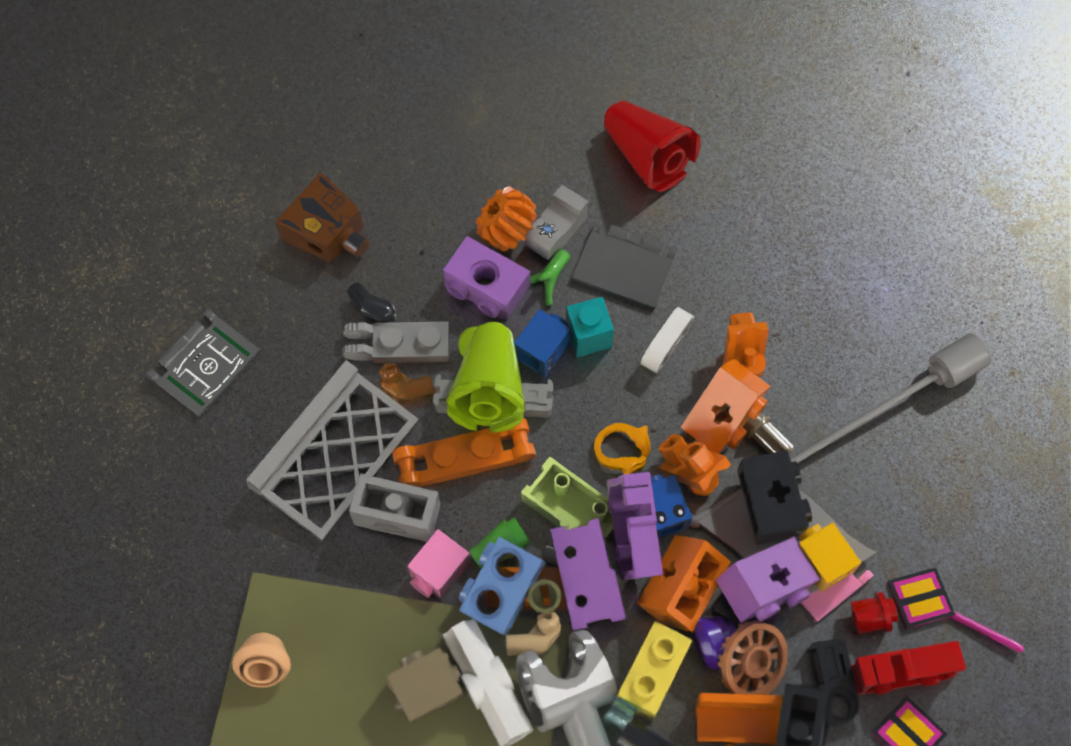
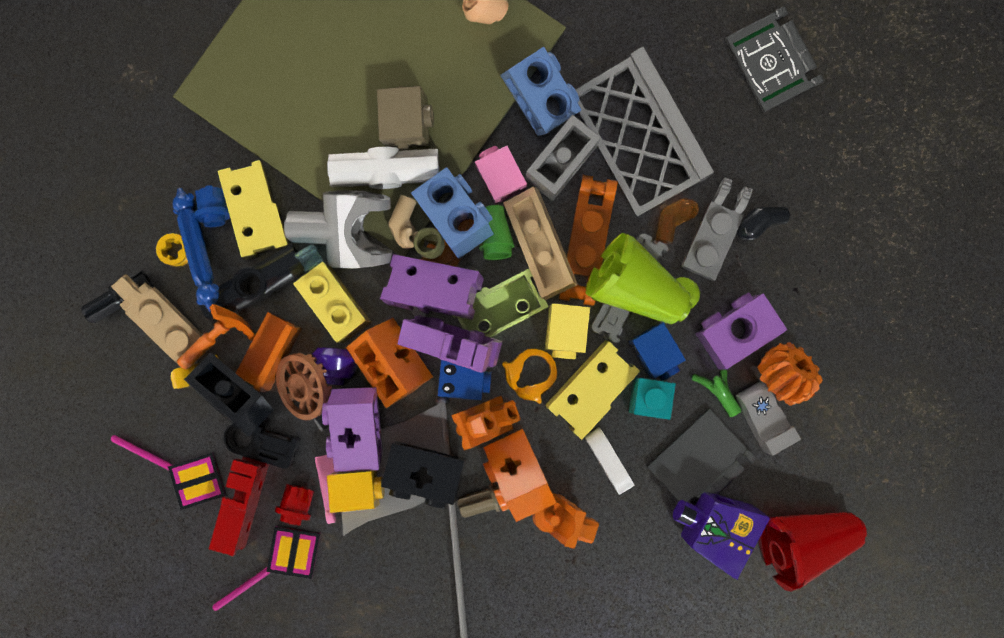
camera: 120 degrees right, 20 degrees up
(323, 222) = (863, 213): reddish brown torso -> none
(342, 564) = (533, 96): none -> medium blue brick
(490, 493) = (540, 243): none -> tan plate
(566, 425) = (567, 330): none -> light yellow brick
(608, 384) = (592, 389): none -> light yellow piece
(676, 216) = (721, 530): none -> dark purple torso

